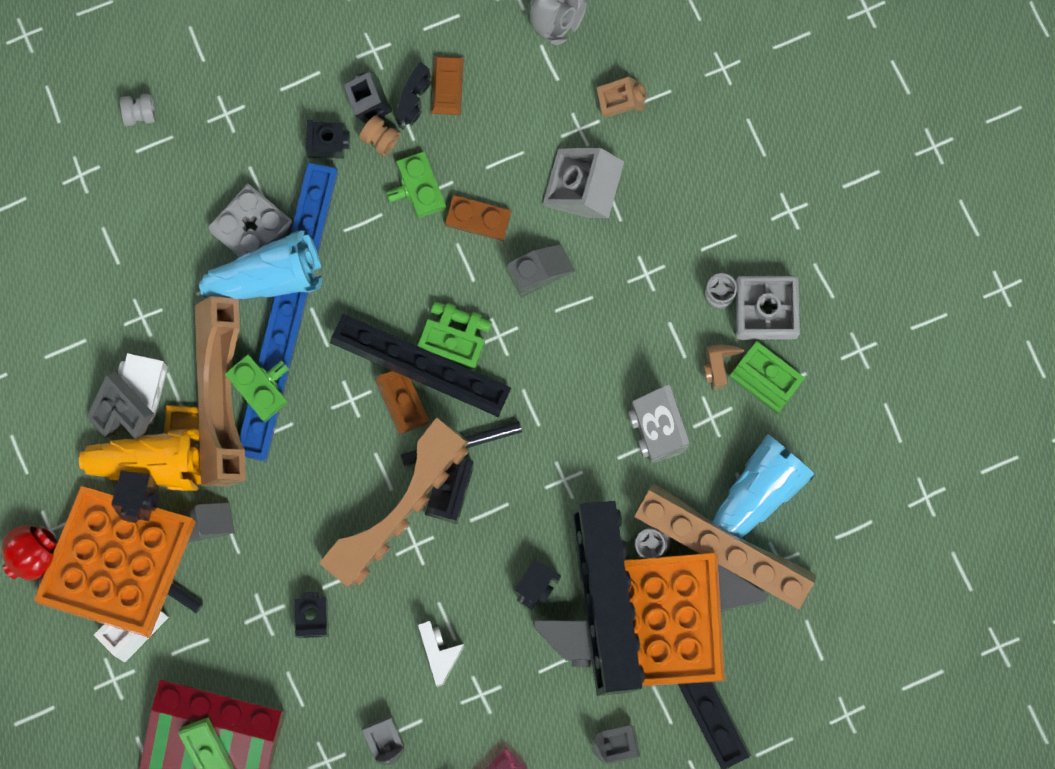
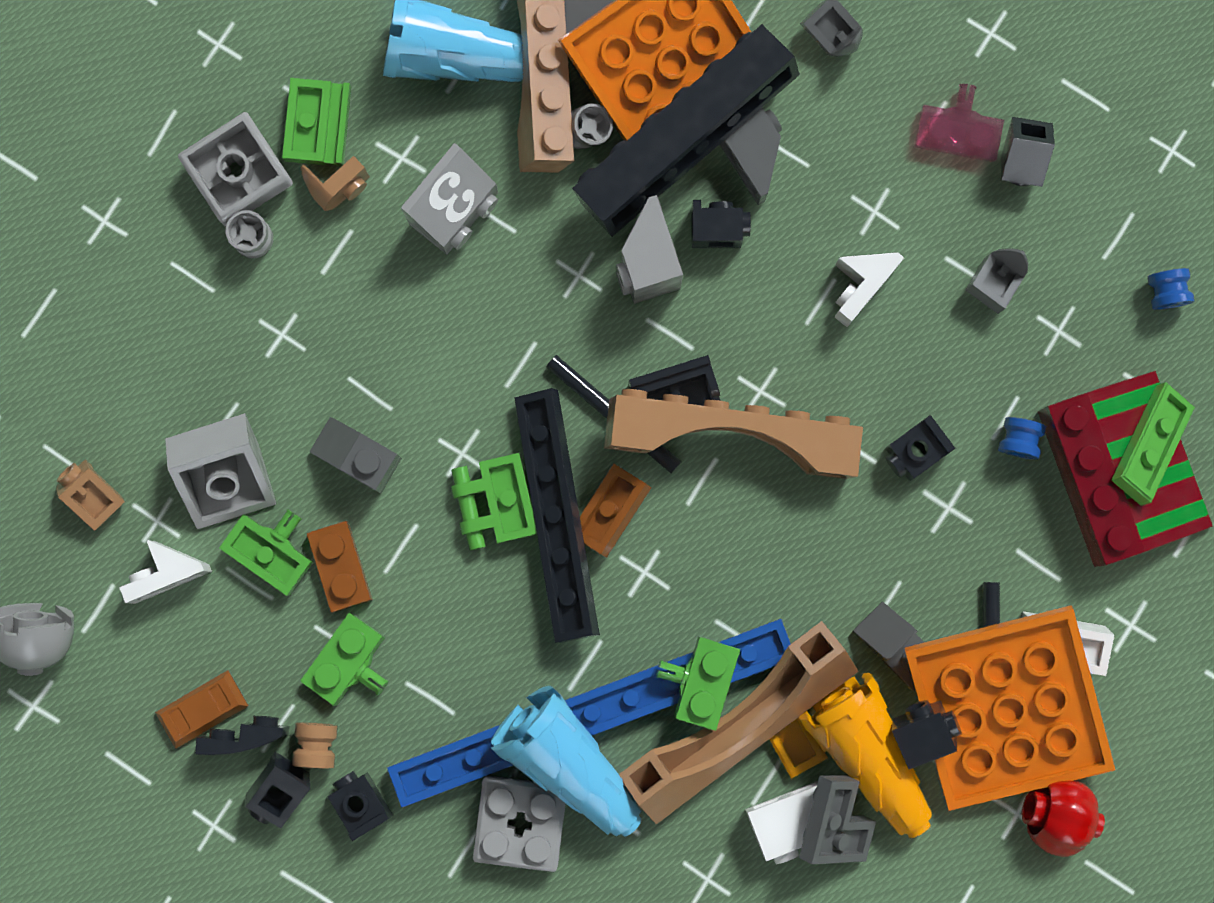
camera: 120 degrees left, 5 degrees up
(274, 686) = (1022, 438): none -> blue wheel
(515, 181) = (268, 551): none -> bright green plate
(542, 524) = (649, 257): none -> light grey slope
(544, 119) = (173, 570): none -> white slope

